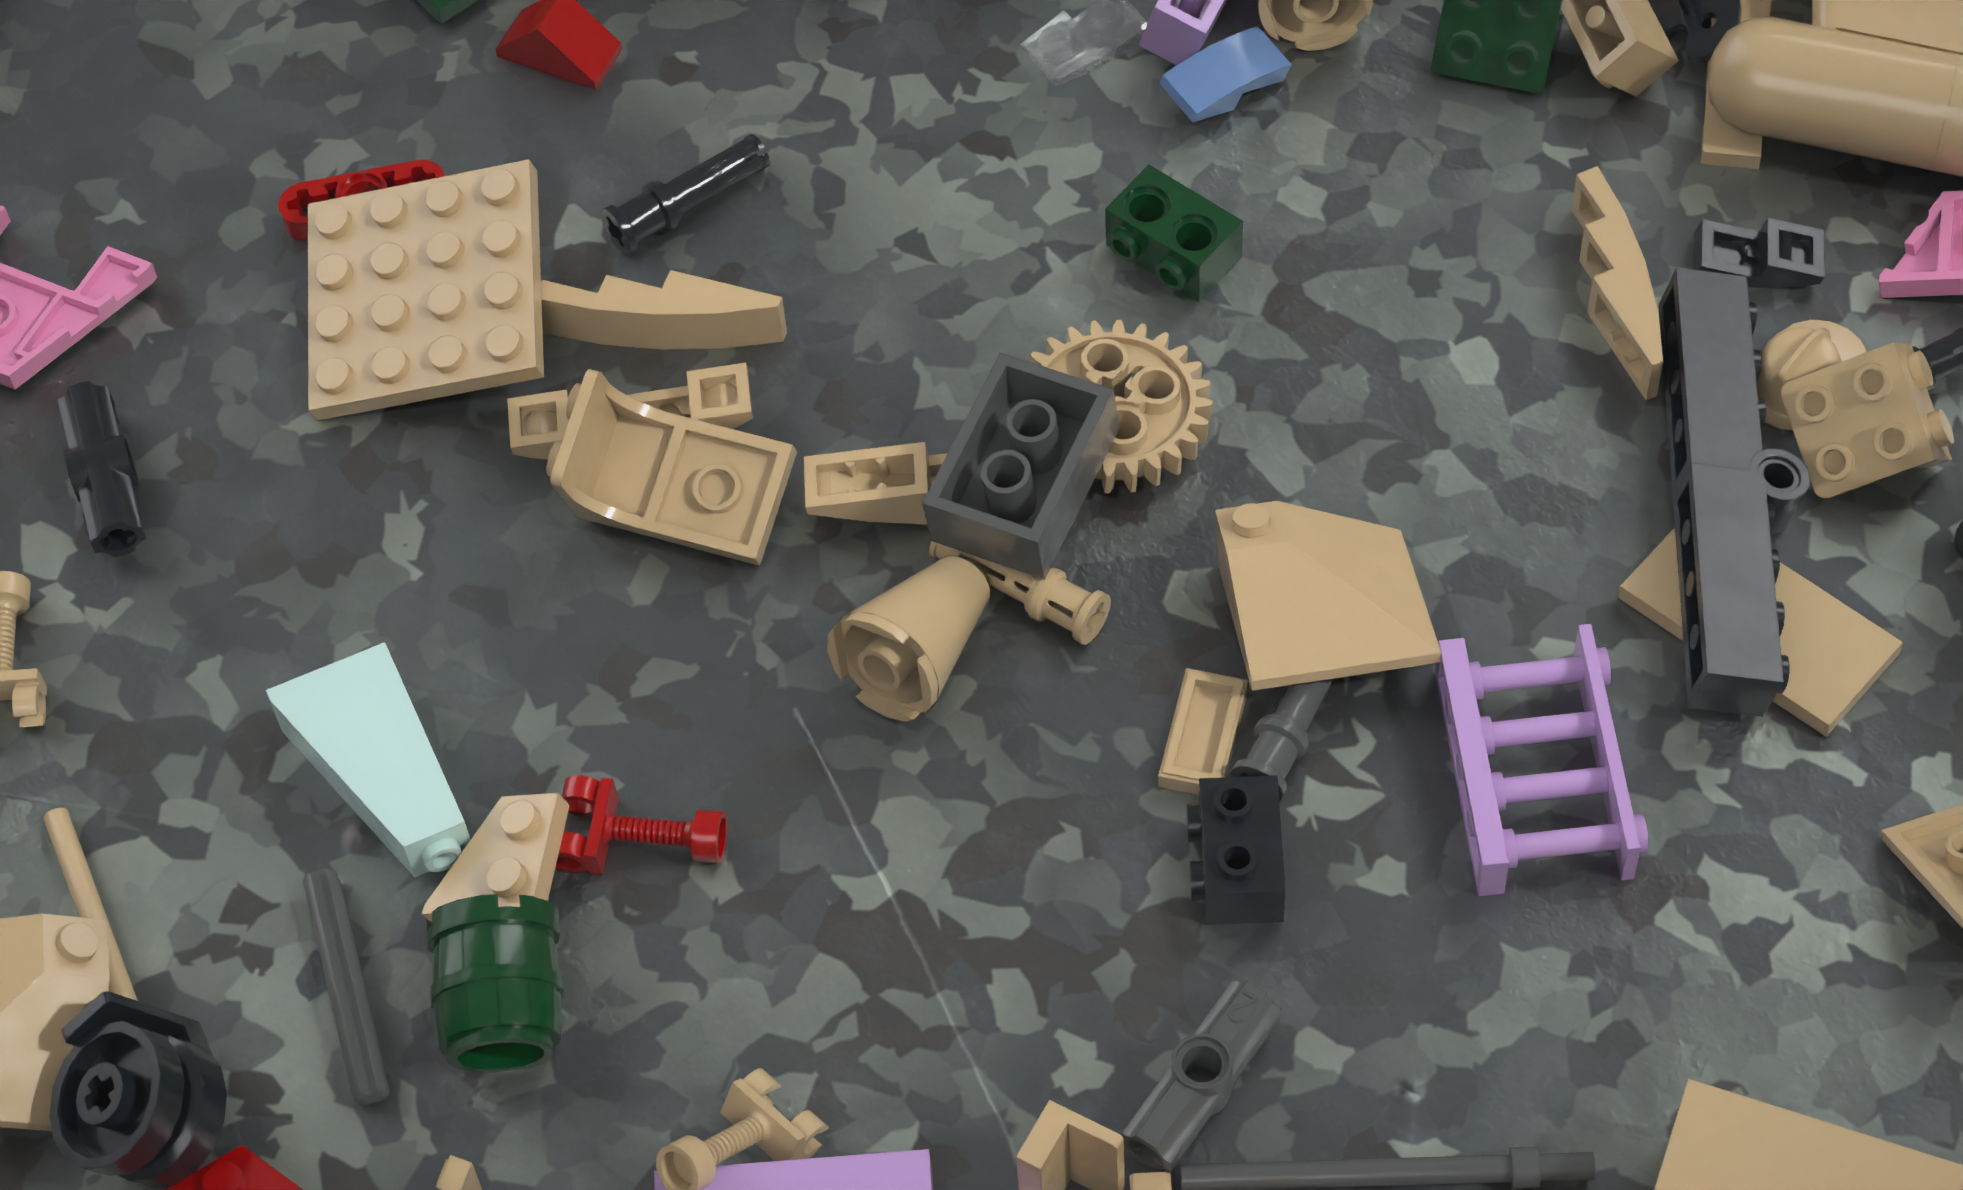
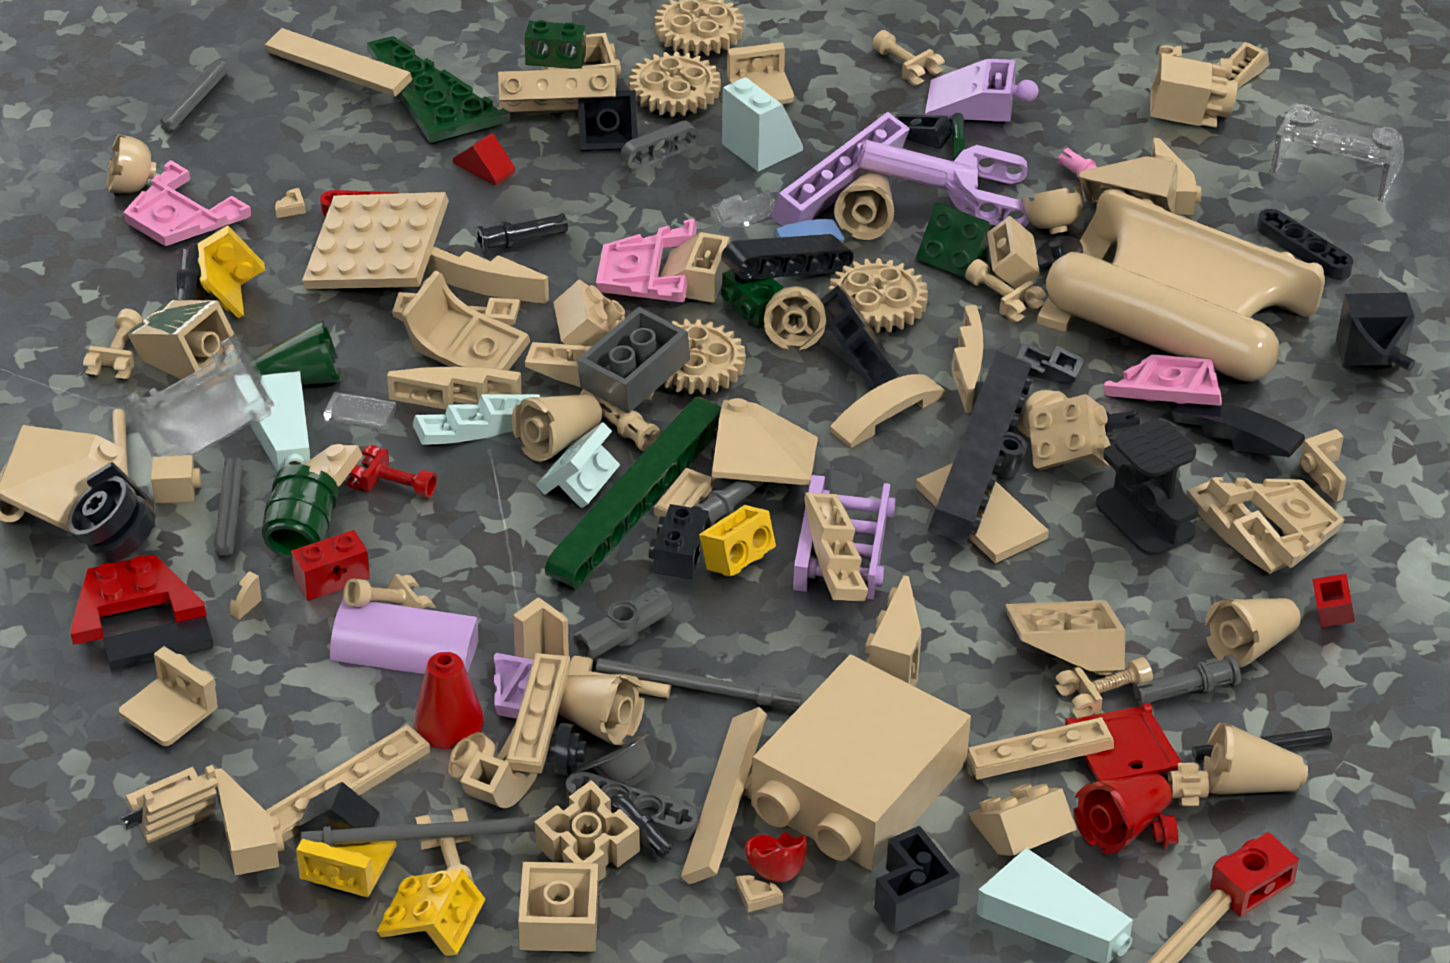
camera: 10 degrees right, 15 degrees down
(136, 615) = (181, 336): none -> tan slope
(150, 422) = (225, 266): none -> yellow bracket
(222, 953) = (174, 479): none -> tan brick
(223, 231) = (291, 204): none -> tan tile
(224, 785) = (203, 404): none -> clear windscreen
(376, 600) = (308, 352): none -> dark green cone
(521, 689) = (359, 411): none -> clear tile
(596, 1086) = (330, 564): none -> red brick
(664, 594) = (445, 385): none -> tan slope
(753, 659) = (470, 421): none -> light aqua slope
(892, 374) = (585, 315): none -> tan slope
(924, 224) = (634, 264): none -> bright pink wing
(992, 725) = (582, 467): none -> light aqua bracket
(1042, 203) = (700, 263): none -> tan slope
(1114, 758) = (634, 494): none -> dark green beam
(1213, 144) = (787, 256): none -> black beam
(1272, 274) = (794, 318): none -> tan cylinder
(1352, 827) = (737, 540): none -> yellow brick
(1399, 179) = (884, 293): none -> tan gear
(1404, 295) = (858, 339): none -> black slope
(1499, 431) = (883, 402): none -> tan slope
(1540, 796) = (834, 546): none -> tan slope
(1646, 143) = (1012, 300): none -> tan bar
(1742, 997) = (898, 636): none -> tan slope

